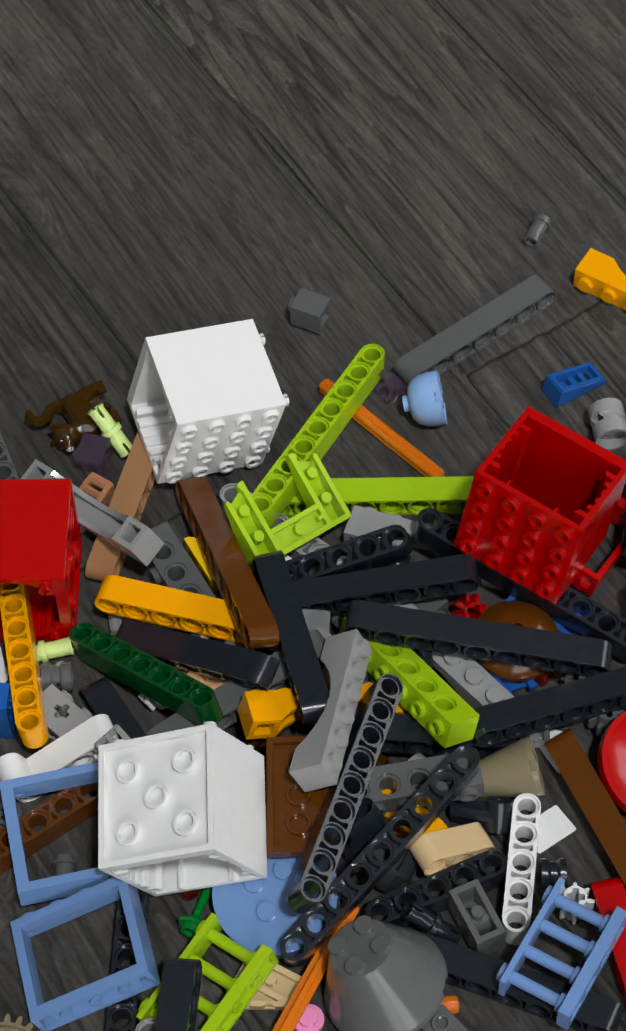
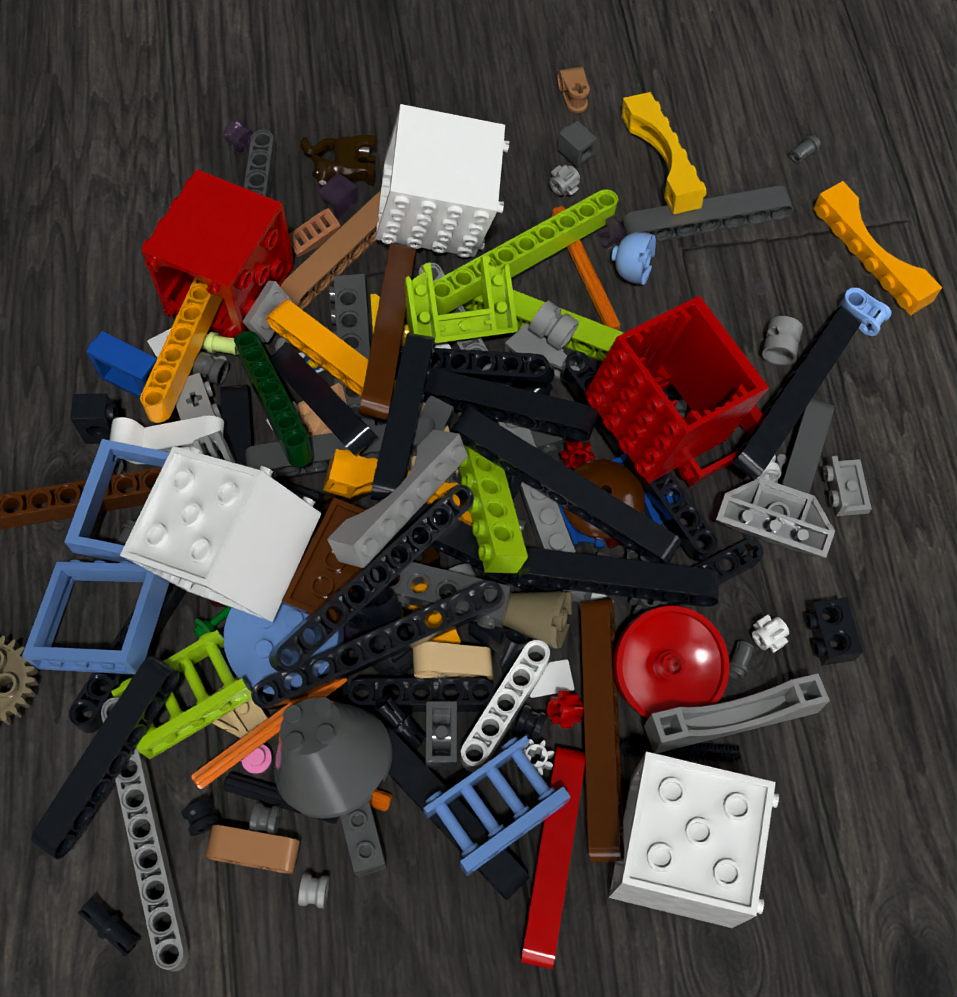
camera: 20 degrees right, 10 degrees up
(86, 587) = (268, 300): none -> light grey bracket
(111, 429) = (360, 178): yellowish green pin -> none
(113, 527) = (312, 258): light grey arch -> none
(276, 256) = (574, 88): none -> medium nougat piece
(316, 352) = (564, 180): none -> light grey gear
(367, 261) = (644, 119): none -> yellow arch
(385, 495) = (554, 325): none -> light grey wheel
(560, 394) = (755, 298): blue slope -> none
(579, 846) = (565, 709): none -> red gear

